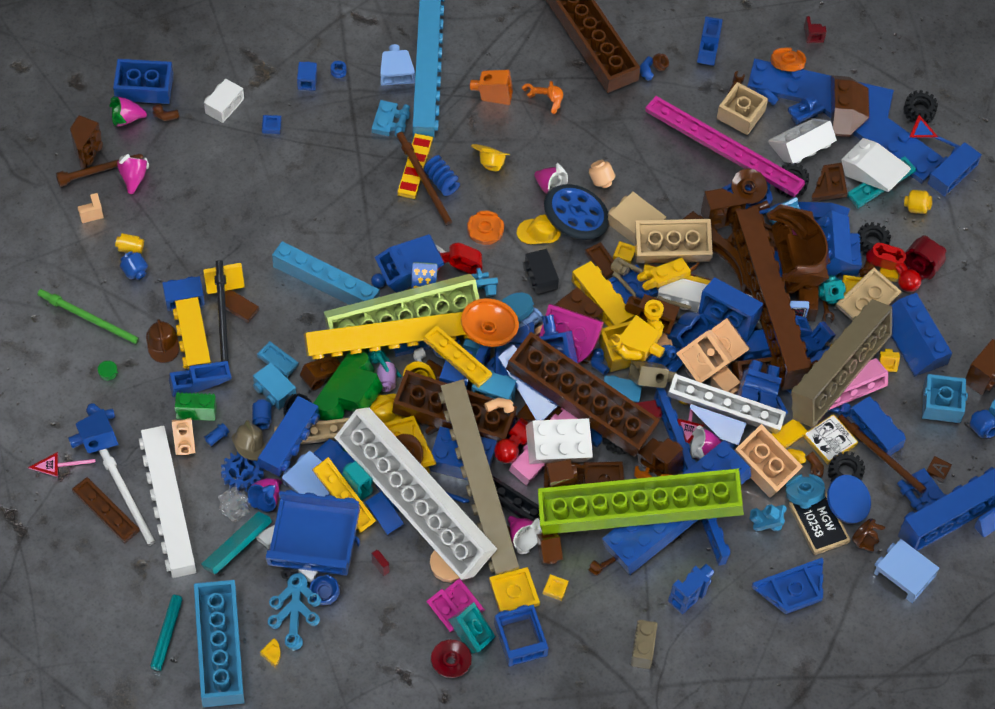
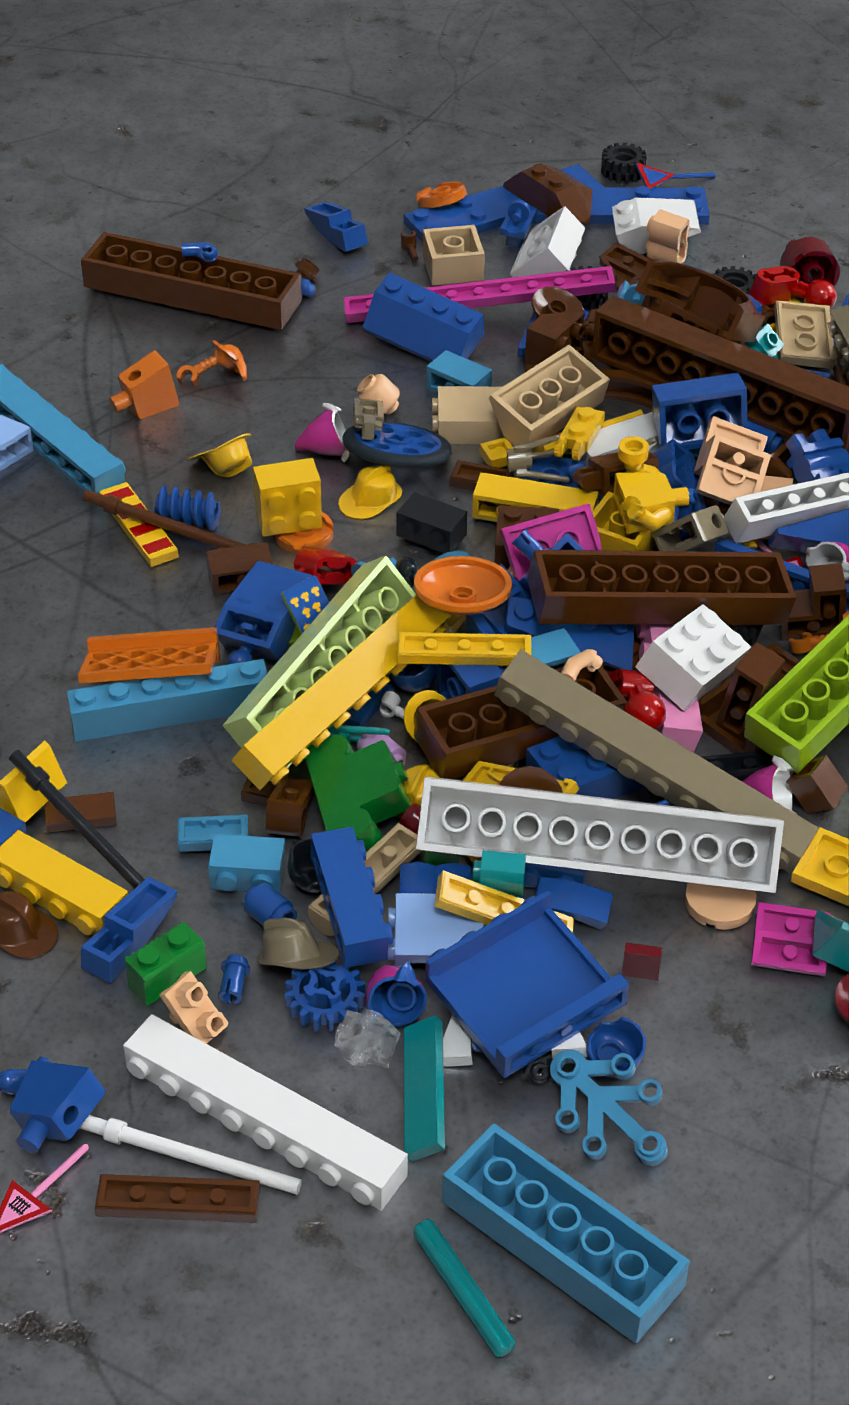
camera: 40 degrees left, 15 degrees down
(271, 652) = (639, 1189): yellow tile -> none
(337, 243) = (150, 655): none -> orange fence
(385, 116) = (40, 500): dark azure plate -> none
(427, 223) = (230, 565): none -> reddish brown brick
(482, 207) = (287, 497): none -> yellow brick
(500, 288) = (407, 568): none -> black arm
(575, 185) = (368, 416): none -> dark tan hinge
(603, 16) = (202, 250): none -> blue arm
(656, 191) = (455, 370): none -> dark azure brick
(671, 145) = (422, 320): none -> blue slope
(814, 32) = (434, 163): dark red panel -> none
(859, 184) = (667, 237): none -> light nougat brick
(918, 201) = (732, 232): yellow head -> none
(954, 168) = (725, 189): blue brick -> none

